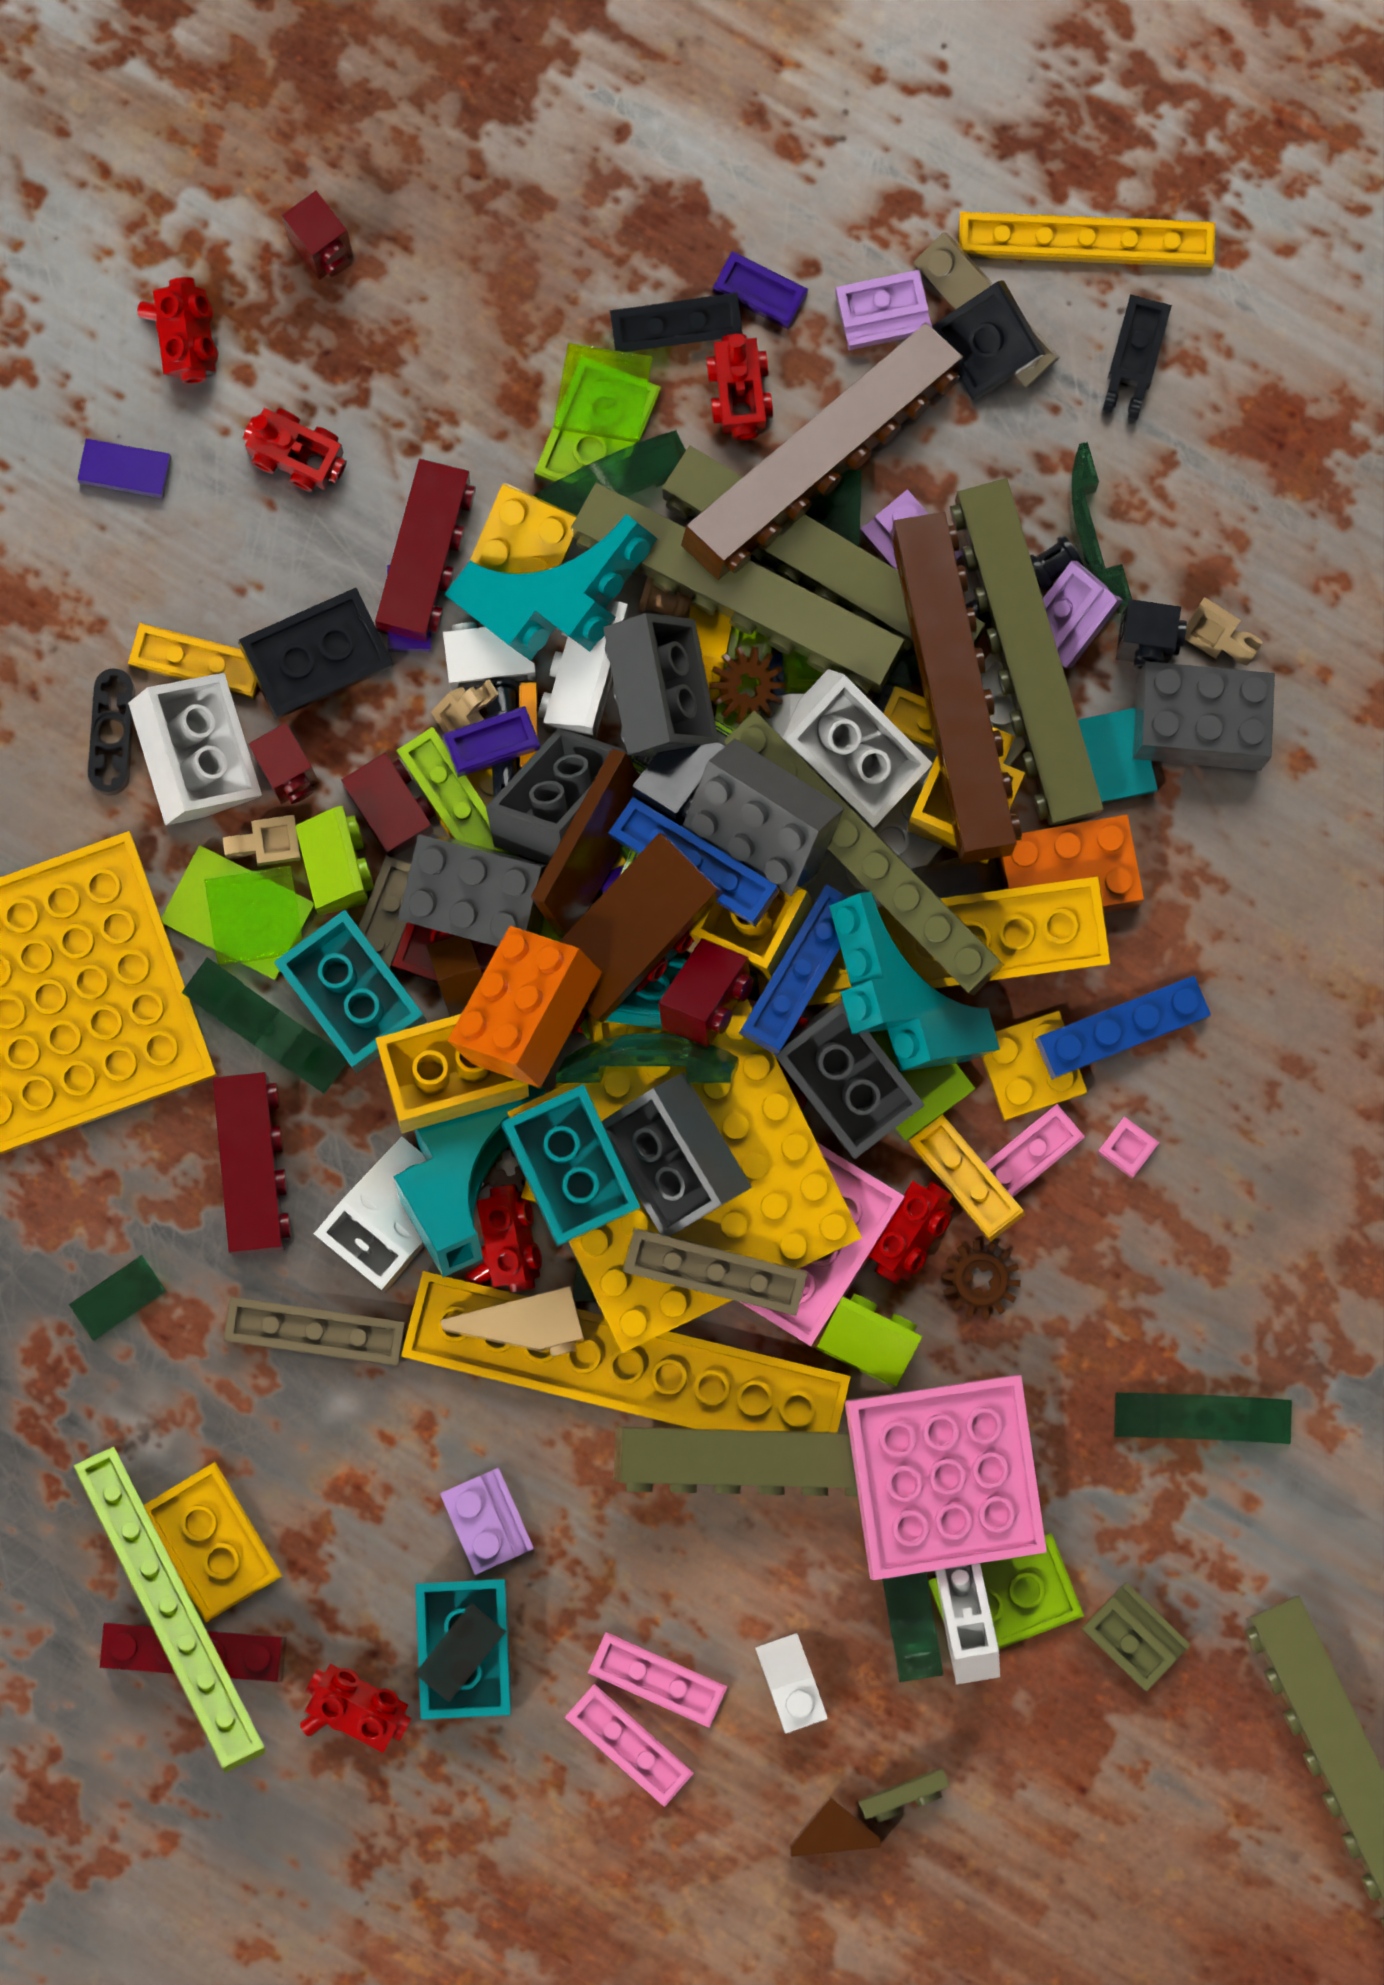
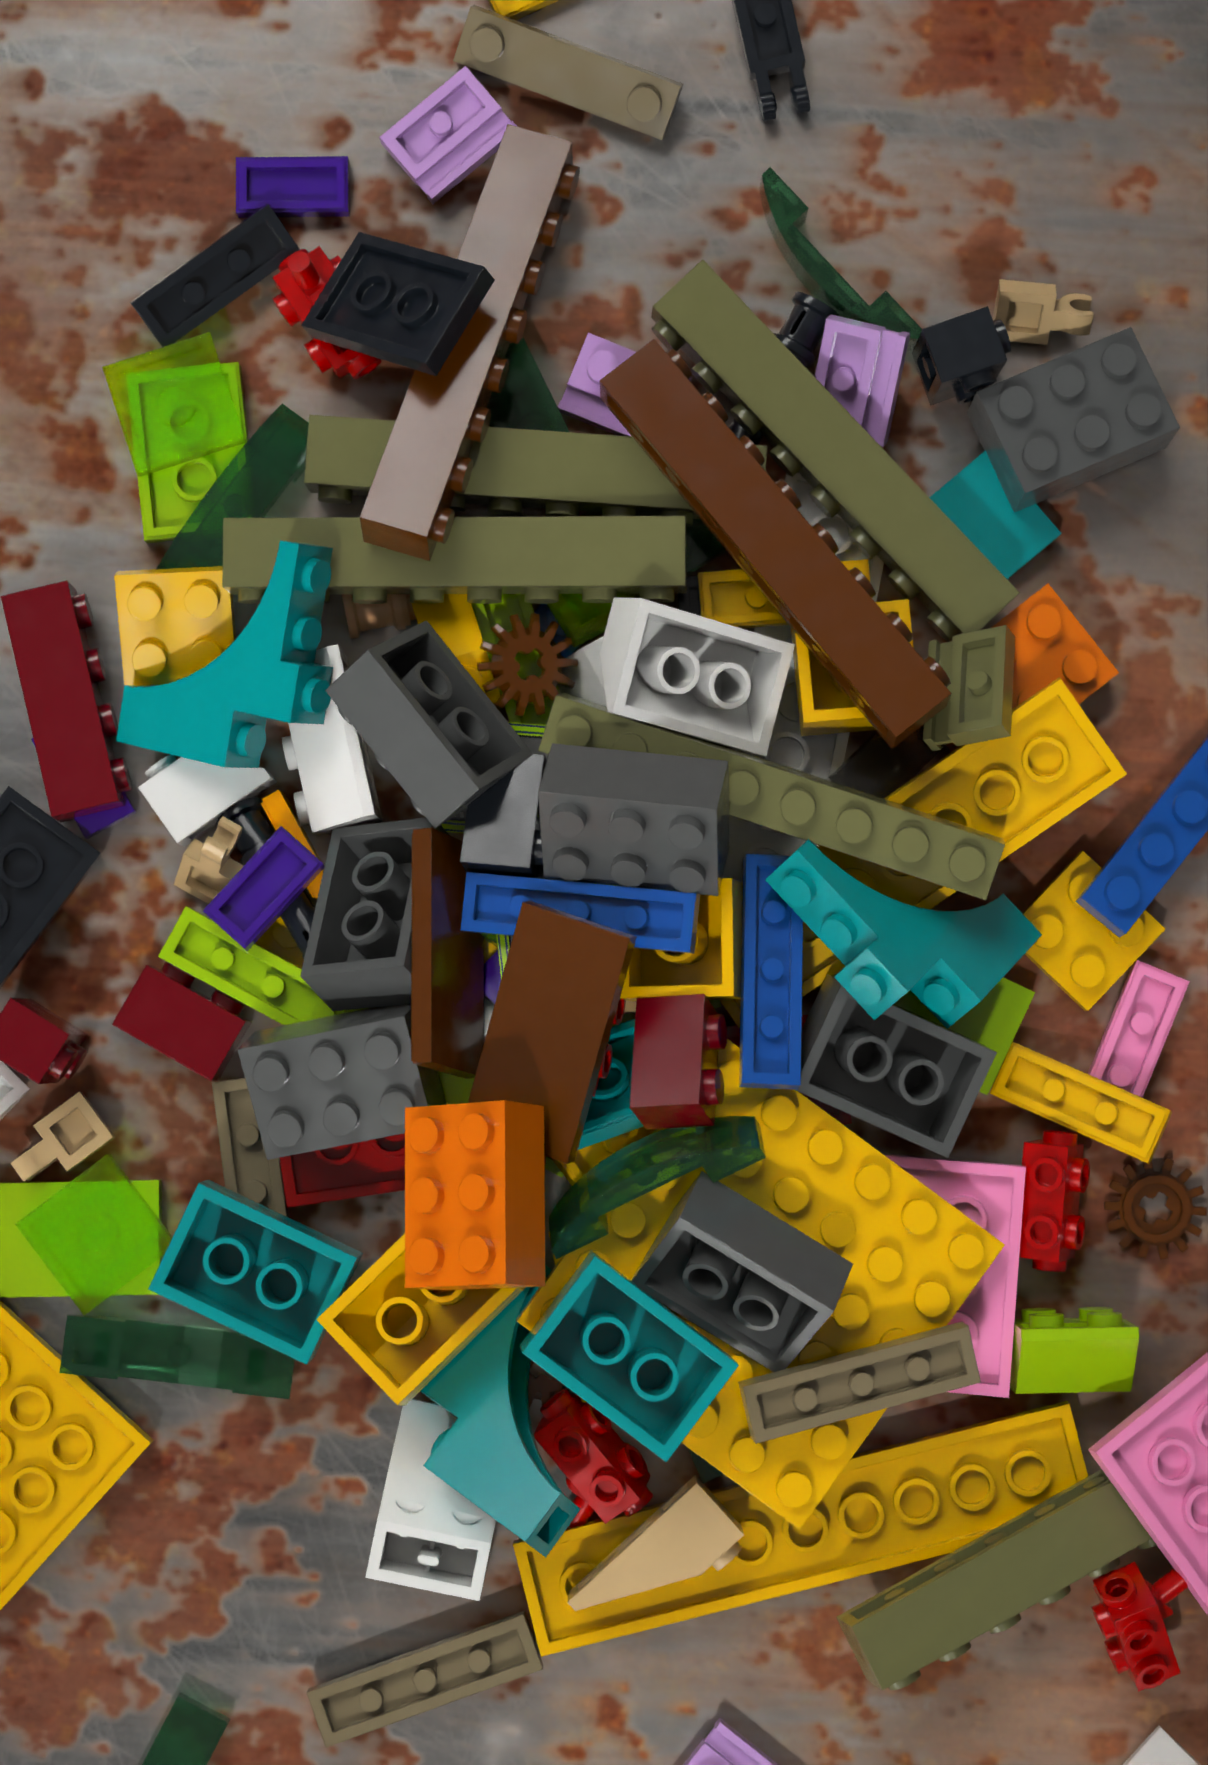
camera: 25 degrees left, 5 degrees up
(249, 1163) = (246, 1525): dark red brick -> none
(332, 862) = (155, 1123): lime slope -> none
(455, 971) = (369, 1183): reddish brown slope -> none
(787, 400) = (398, 303): none -> black plate
(818, 1535) = (1134, 1616): none -> red brick
(991, 339) = (593, 103): black tile -> none
(1039, 853) = (981, 688): none -> olive plate

